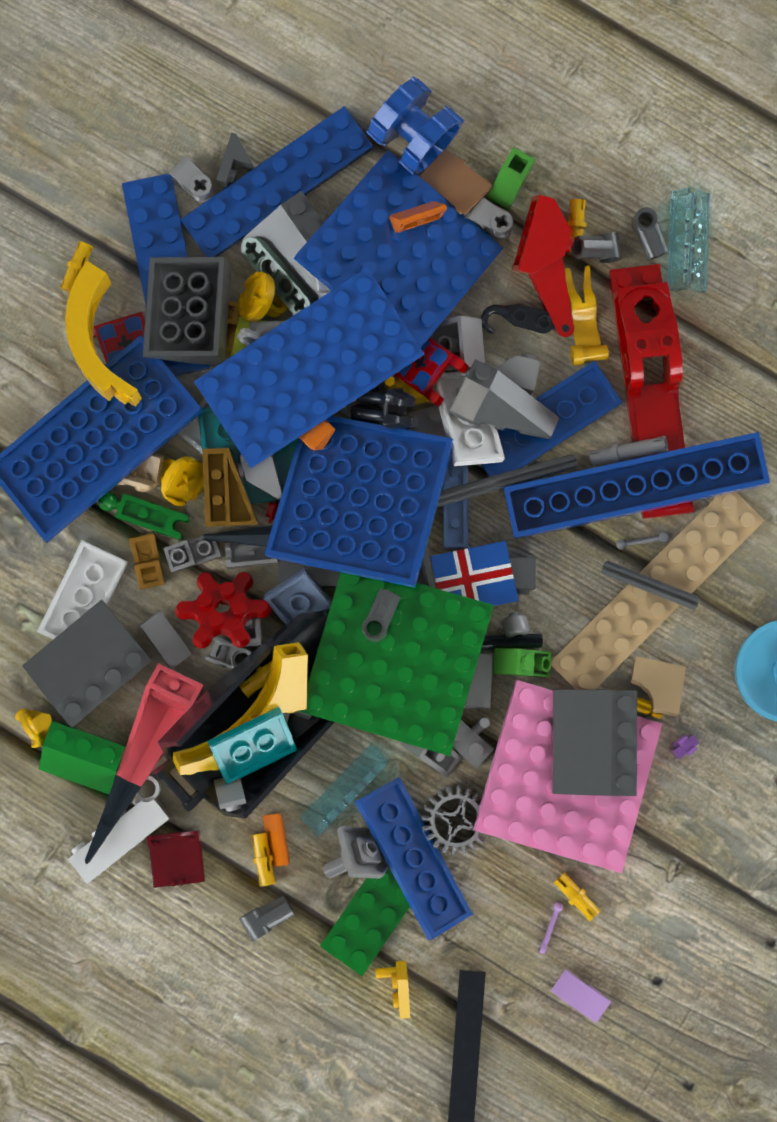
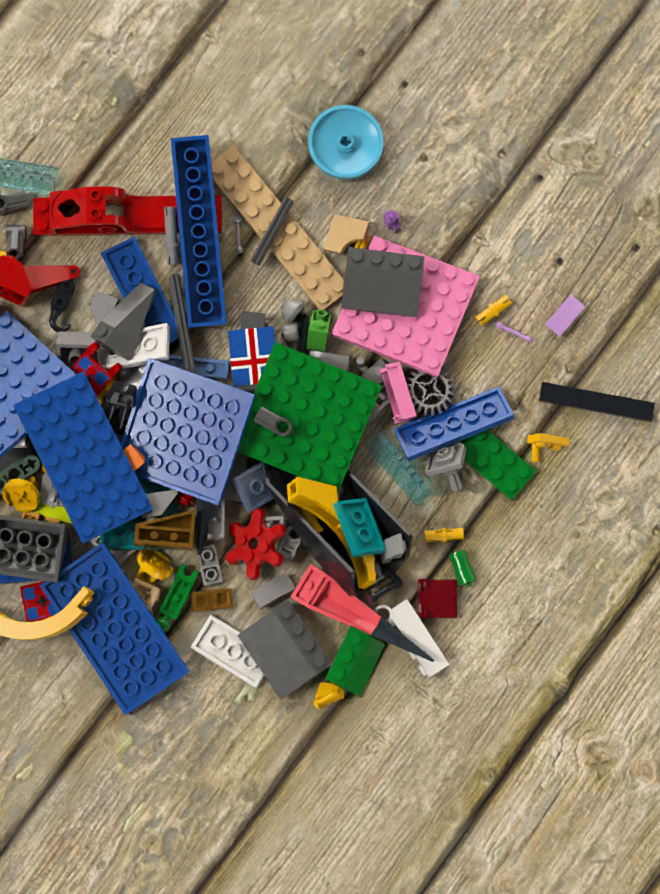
camera: 85 degrees left, 5 degrees down
(218, 889) = (463, 571): none -> green piece
(261, 920) = (489, 541): dark grey piece -> none
(277, 840) = (429, 522): orange slope -> none
(446, 778) = (397, 392): none -> bright pink container
(546, 623) = (292, 309): none -> light grey cone
(585, 333) = (80, 257): yellow flag -> none

